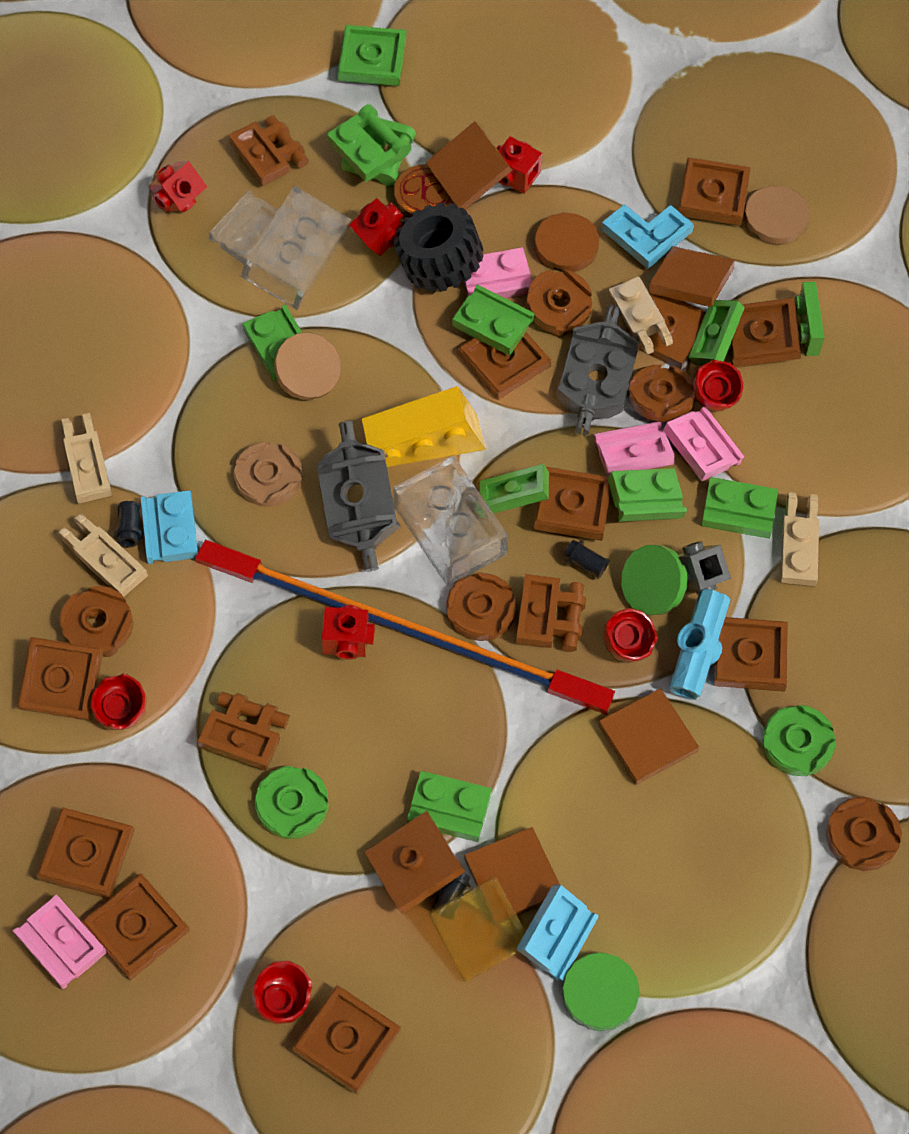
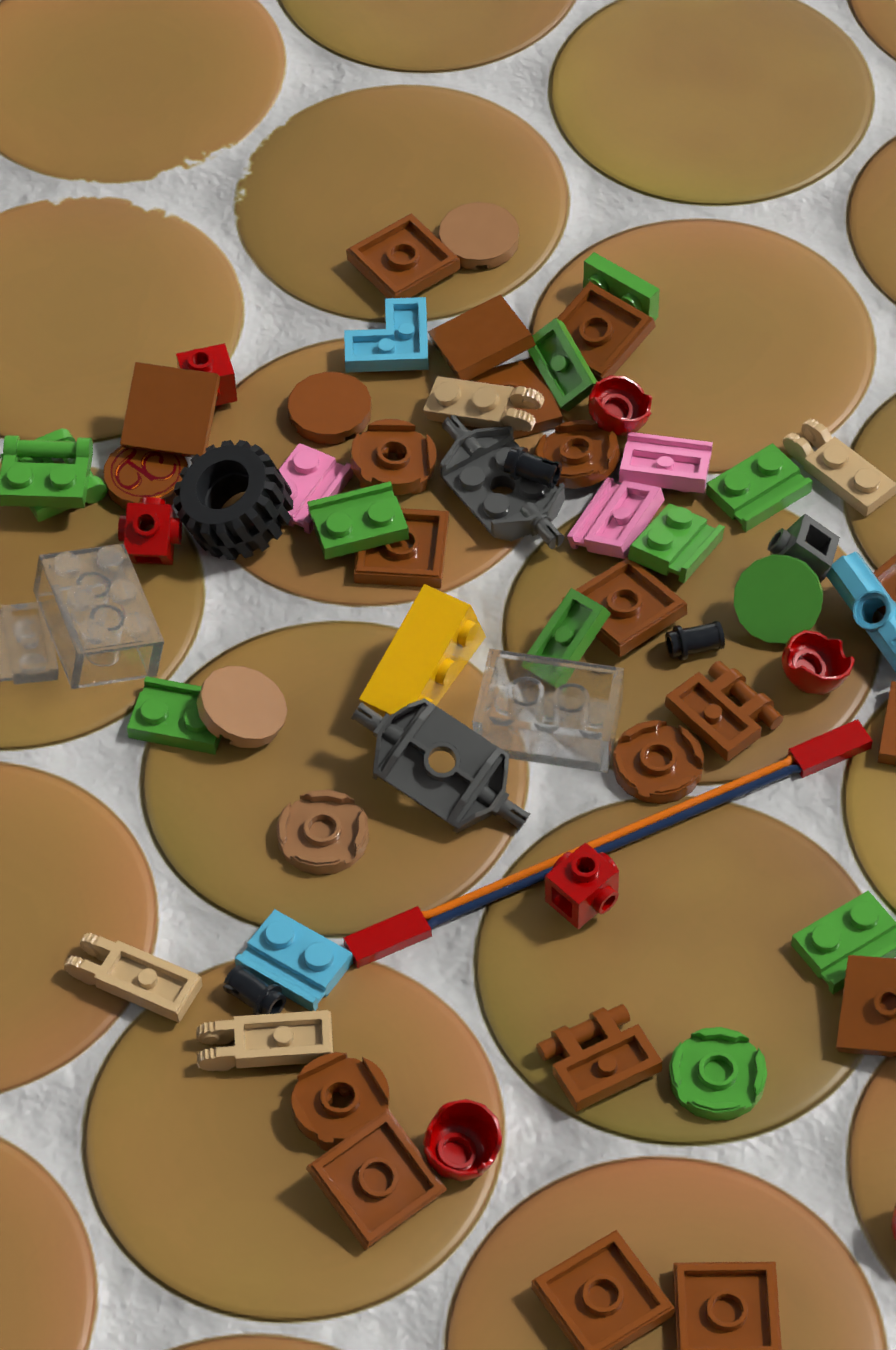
camera: 45 degrees left, 10 degrees down
(614, 368) = (532, 467): none -> black pin

